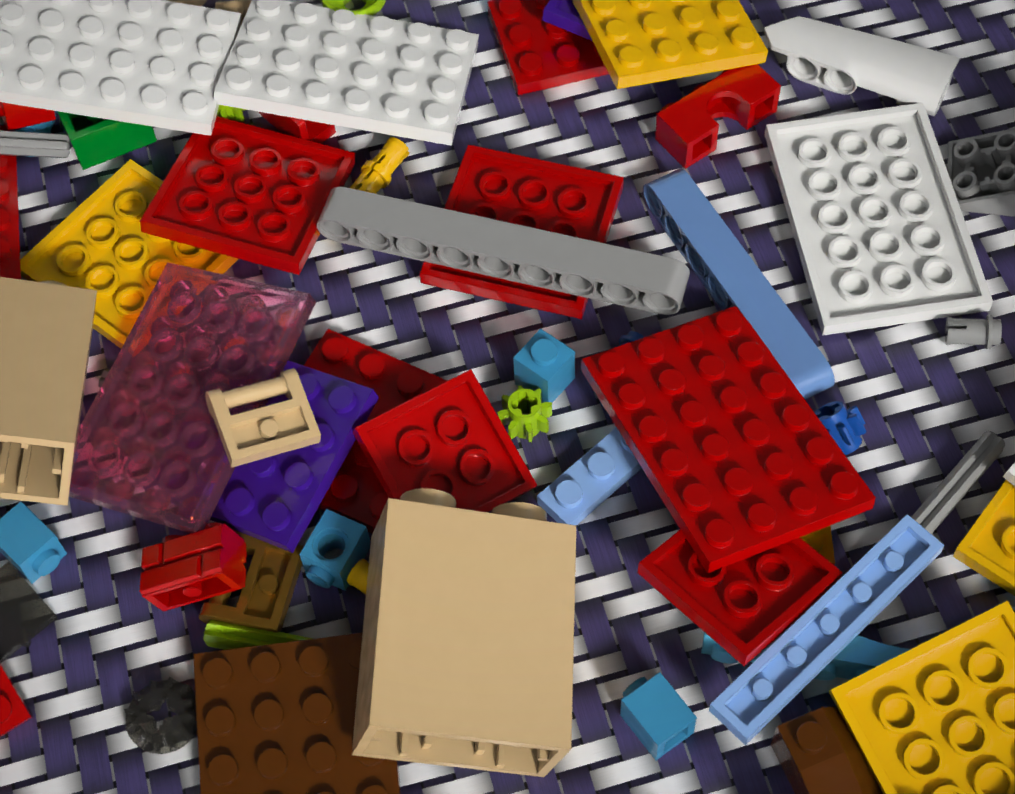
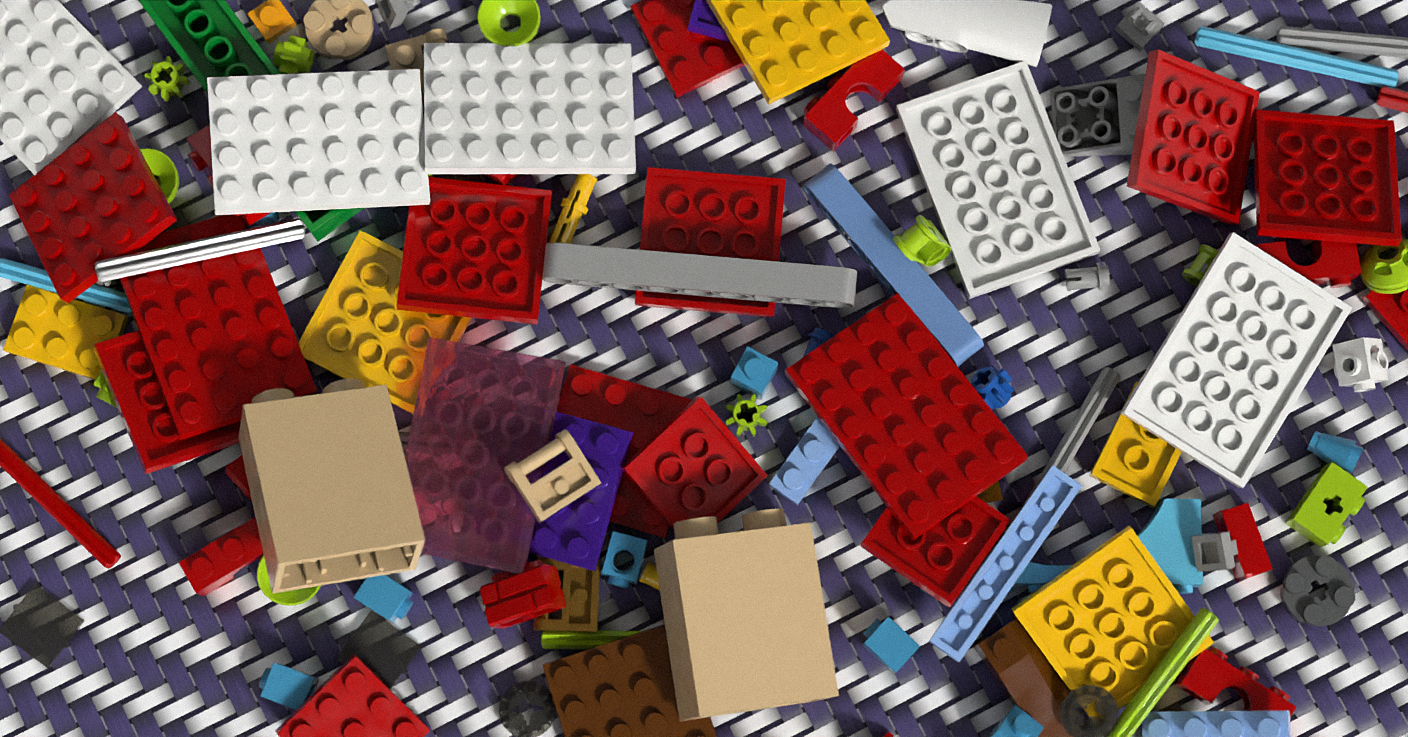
camera: 15 degrees left, 20 degrees up
(776, 256) = (923, 243): none -> lime piece

